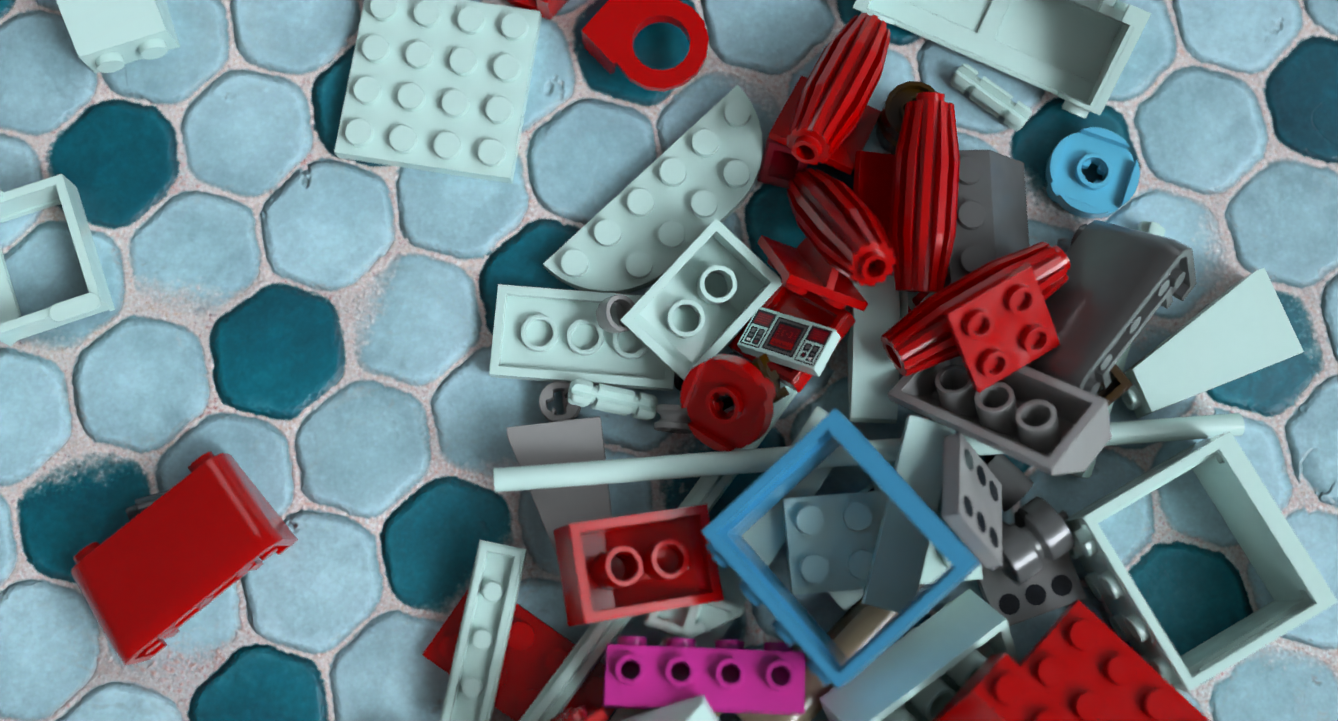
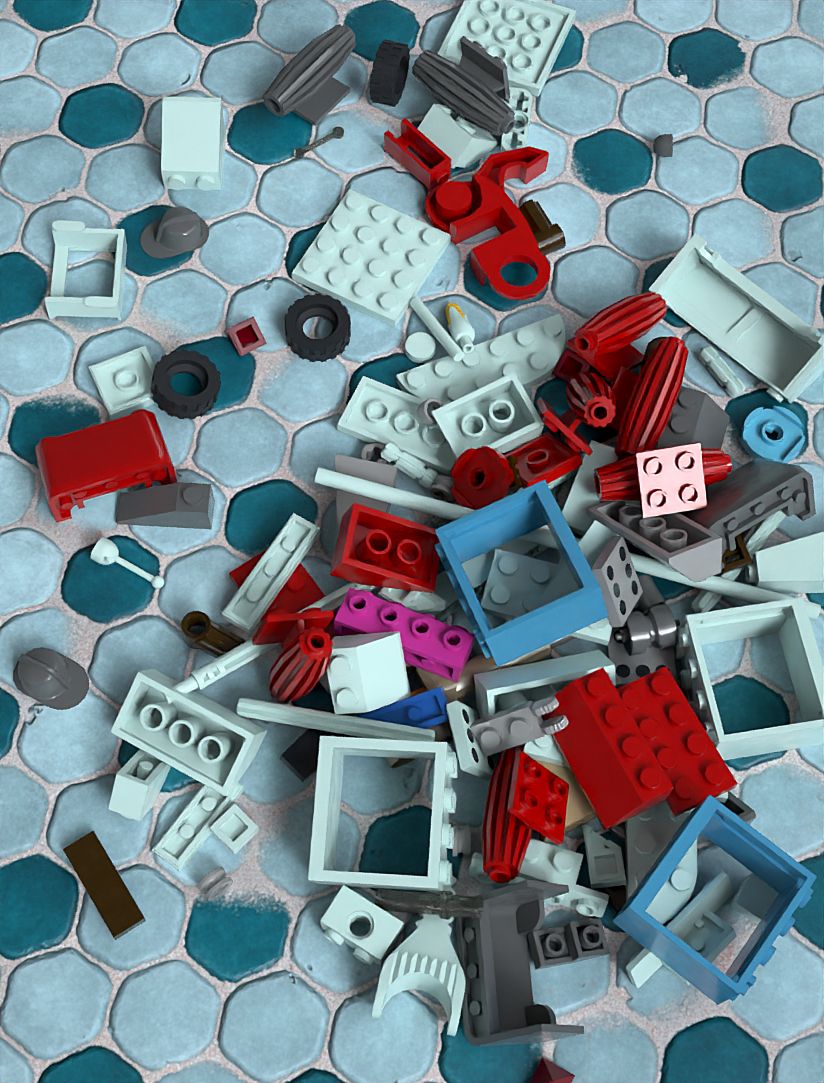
camera: 20 degrees right, 15 degrees down
(139, 146) = (174, 234): none -> dark grey piece
(164, 408) = (125, 382): none -> light aqua tile
(239, 686) = (106, 553): none -> light aqua hinge
(240, 354) = (189, 363): none -> black tyre
(297, 586) = (168, 506): none -> dark grey slope
(305, 275) = (245, 336): none -> dark red slope
(398, 193) = (317, 306): none -> black tyre
(560, 205) = (420, 347): none -> light aqua tile
(575, 172) = (437, 329): none -> light aqua bar
(607, 158) = (460, 328): none -> light aqua piece
(789, 341) = (536, 459): tile -> none

